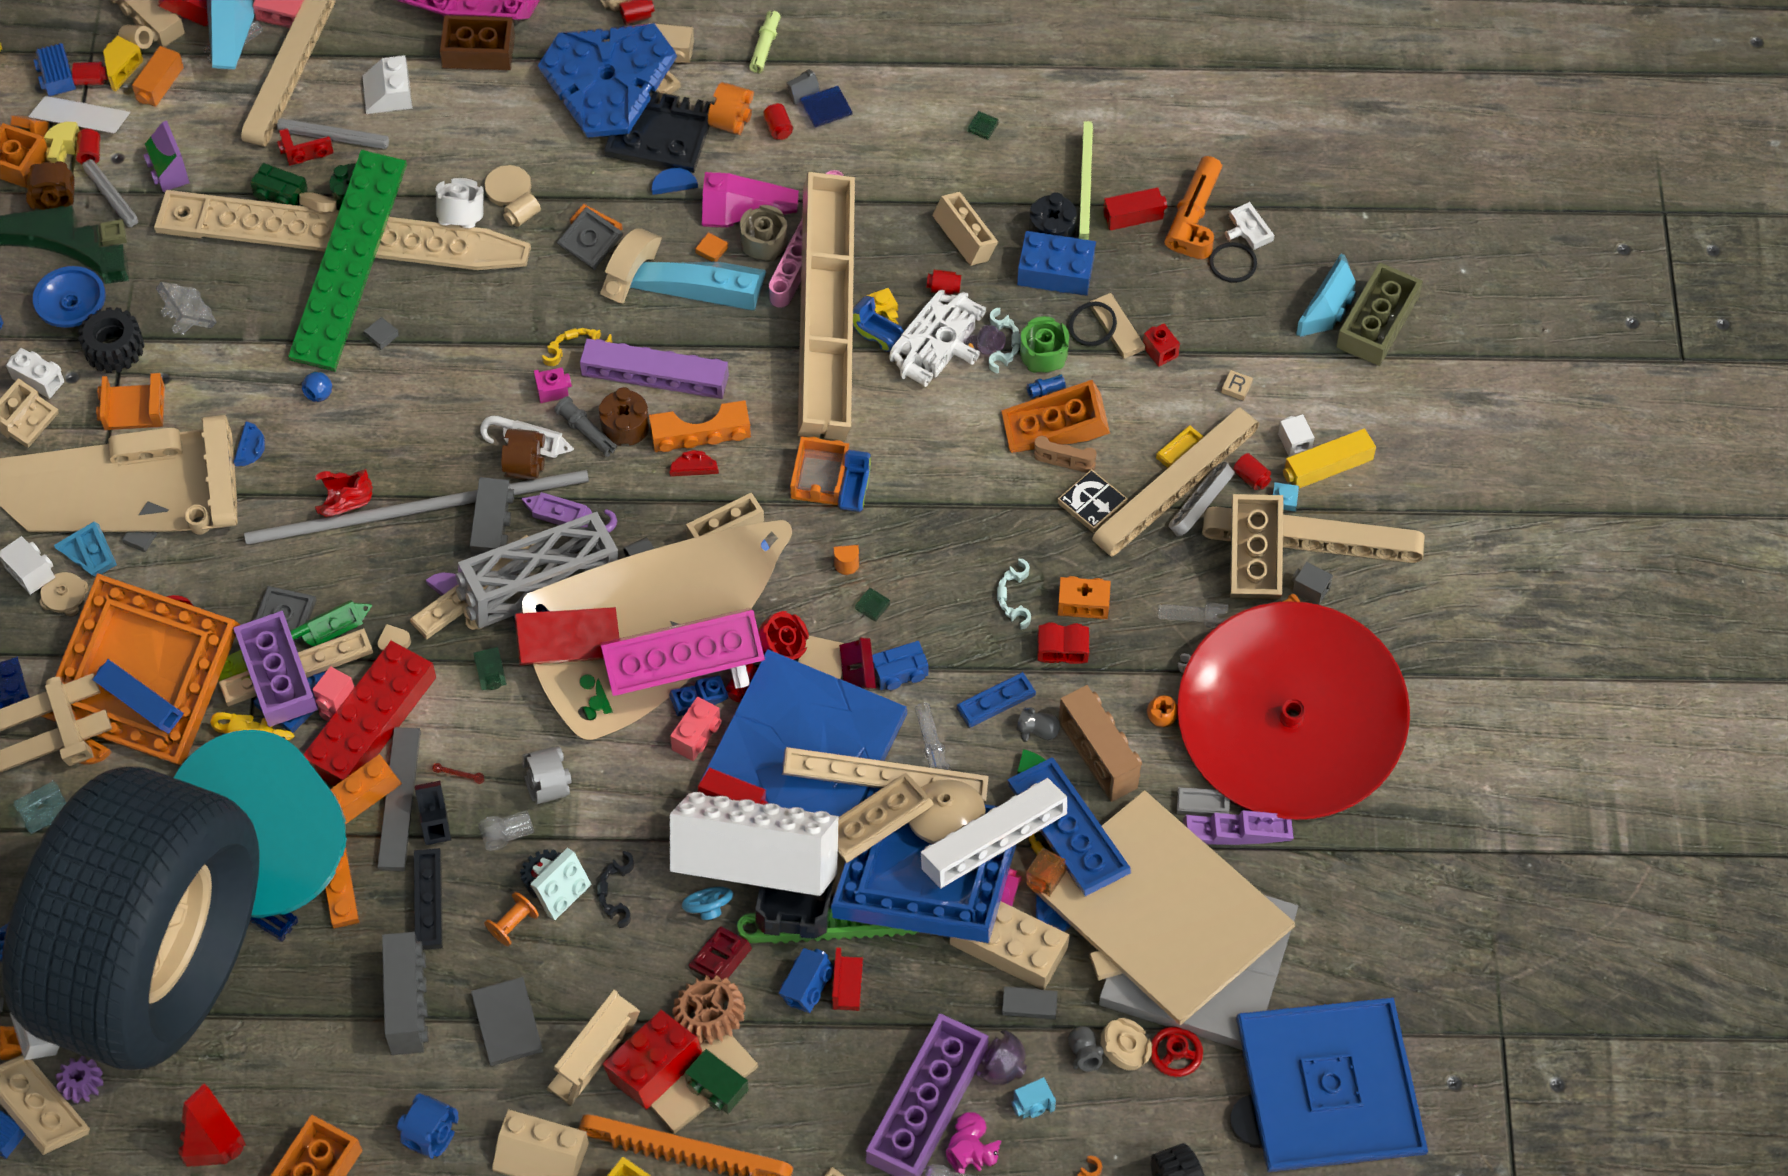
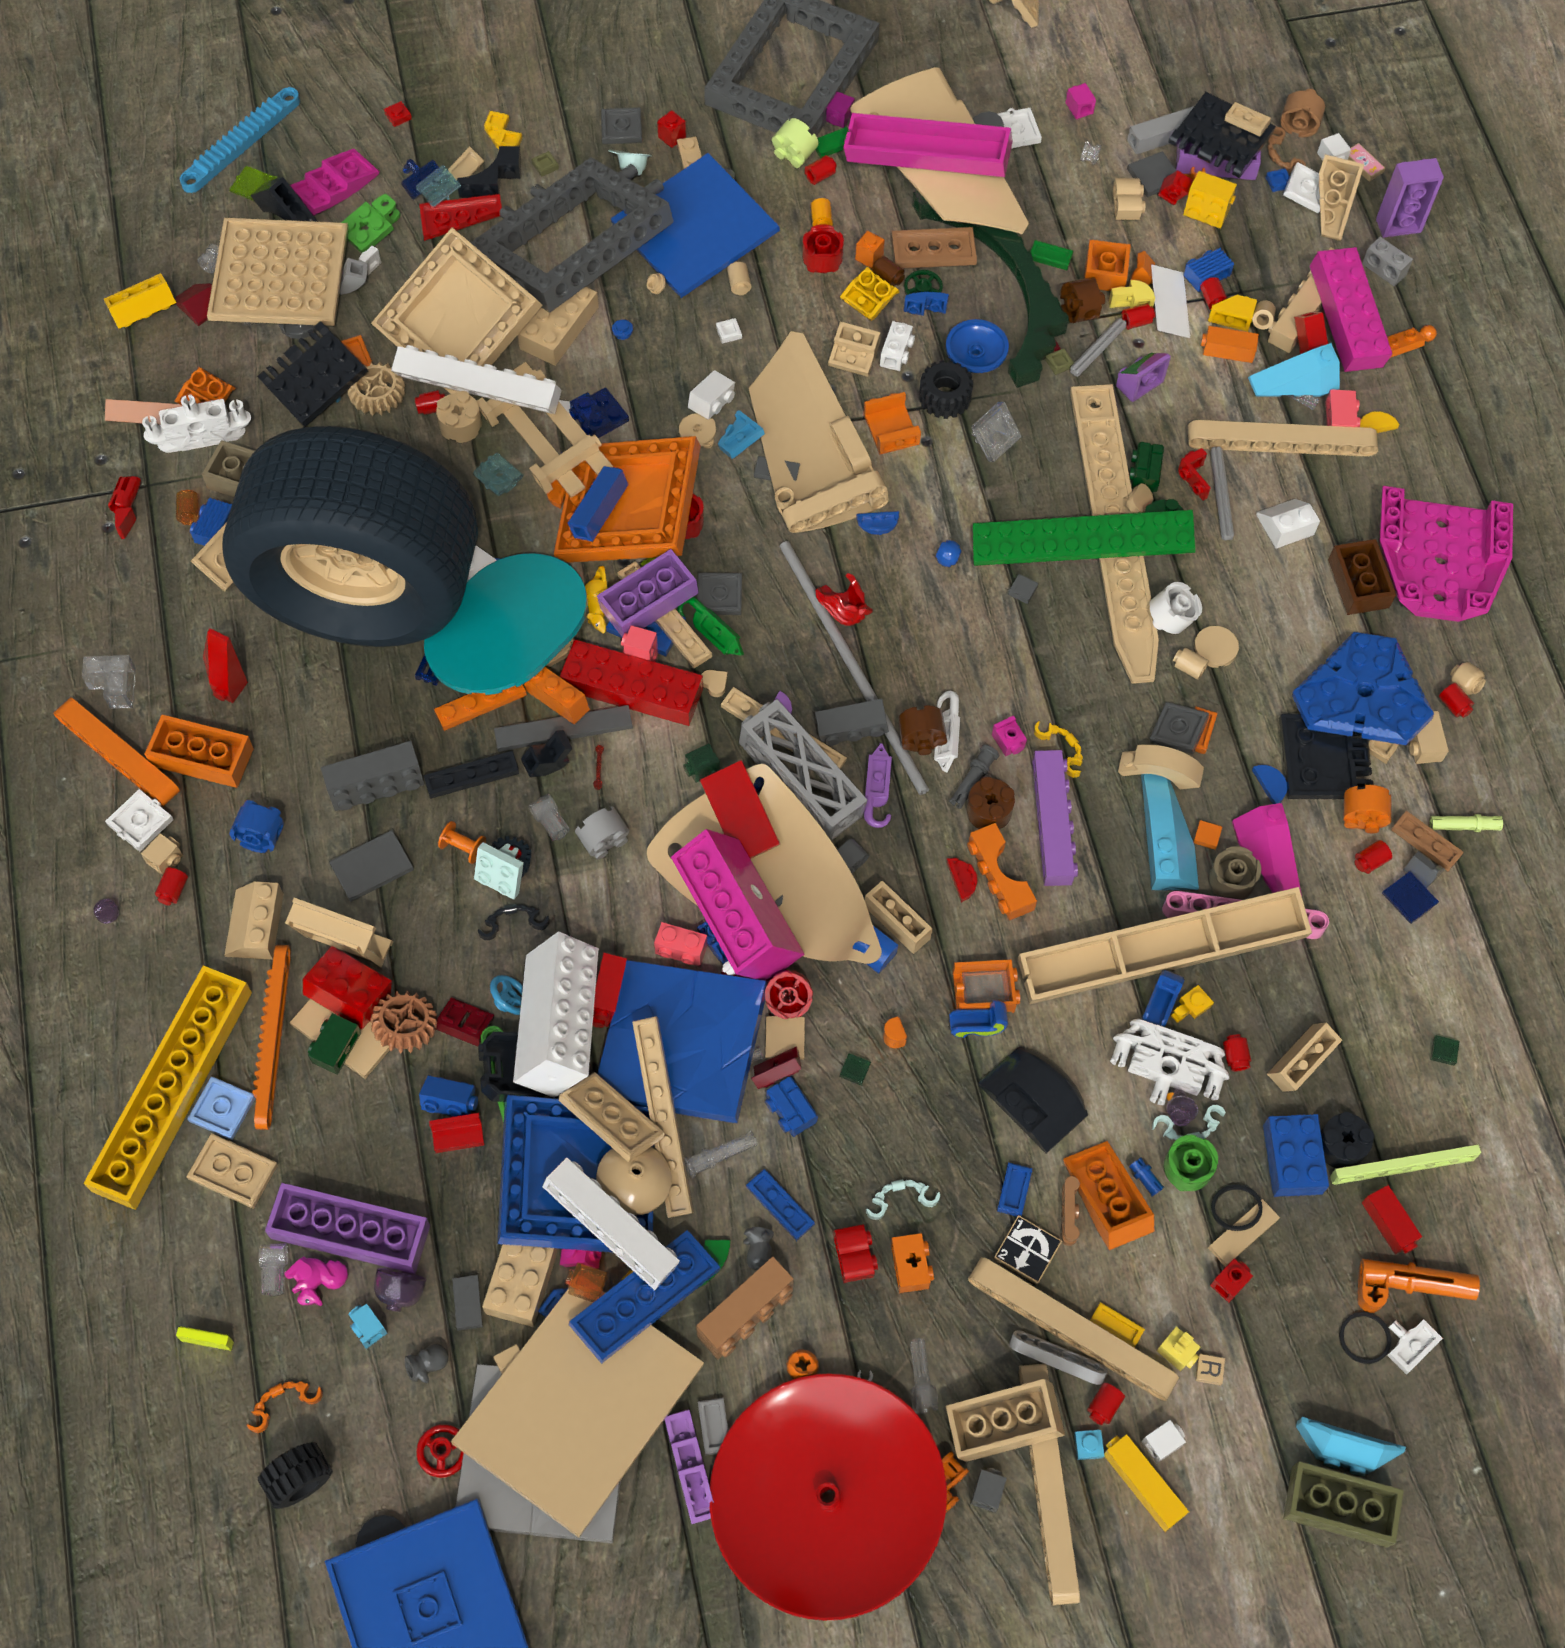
camera: 75 degrees right, 5 degrees up
(774, 75) = (1427, 841): none -> medium nougat plate
(941, 458) = (1036, 1096): none -> black slope
(1030, 497) = (1014, 1189): none -> blue tile
(1126, 1044) = (436, 1399): tan tile -> none
(1214, 401) = (1179, 1349): none -> light yellow brick

